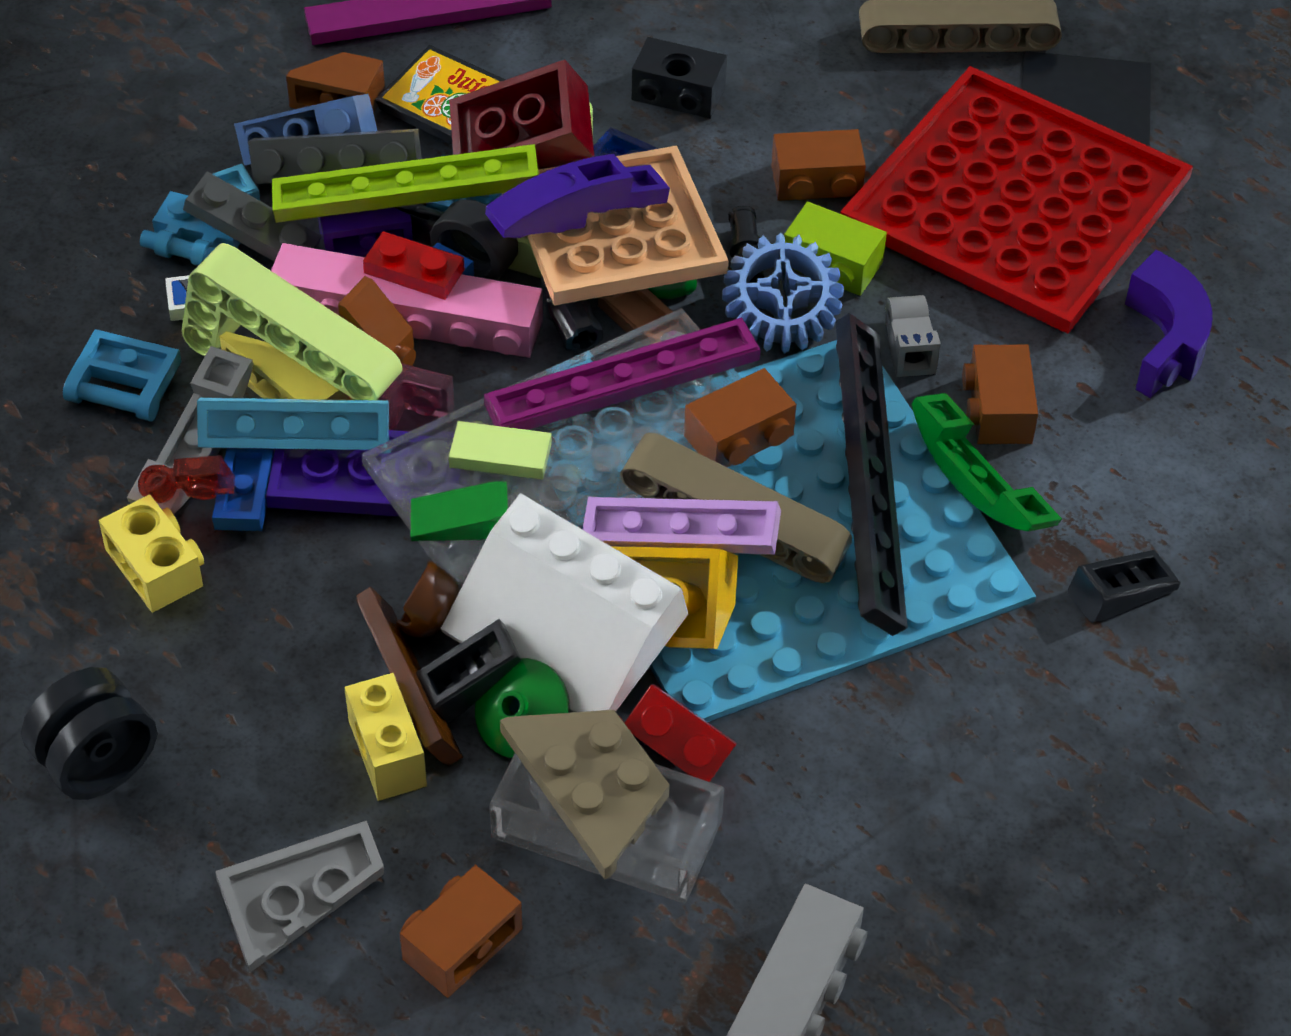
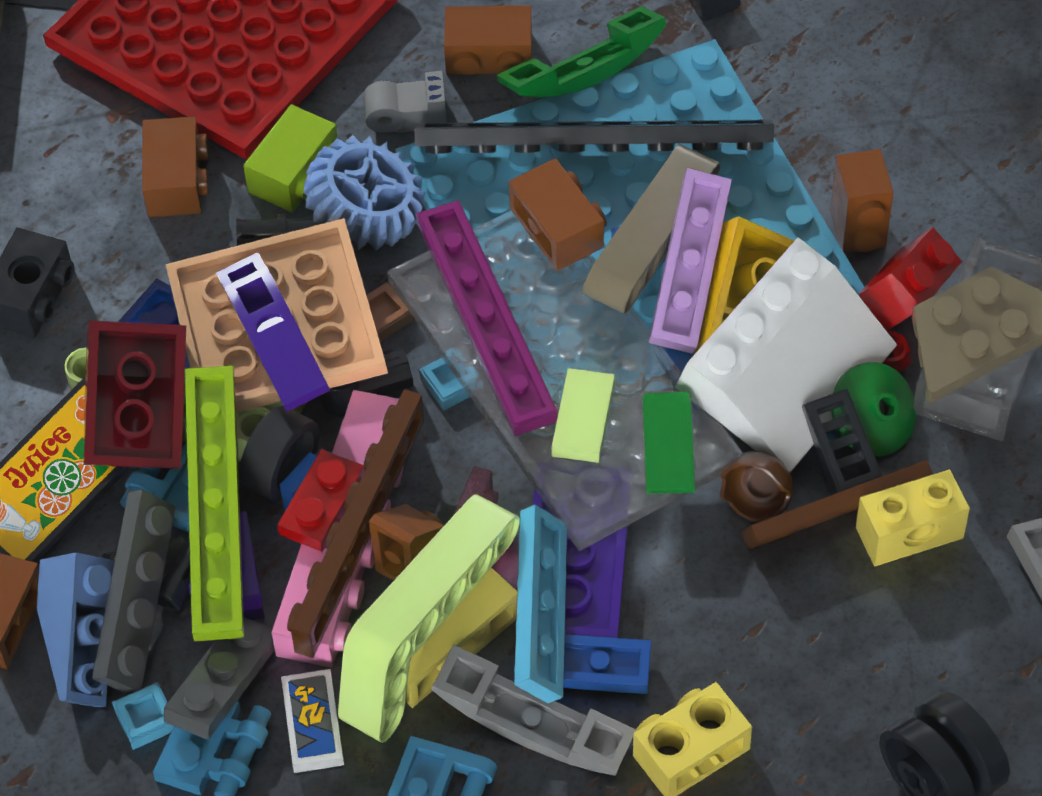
camera: 85 degrees left, 5 degrees up
(197, 476) = (614, 687): clear red plate -> none
(406, 288) = (349, 537): none -> reddish brown plate
(784, 695) = (861, 201): none -> dark orange brick

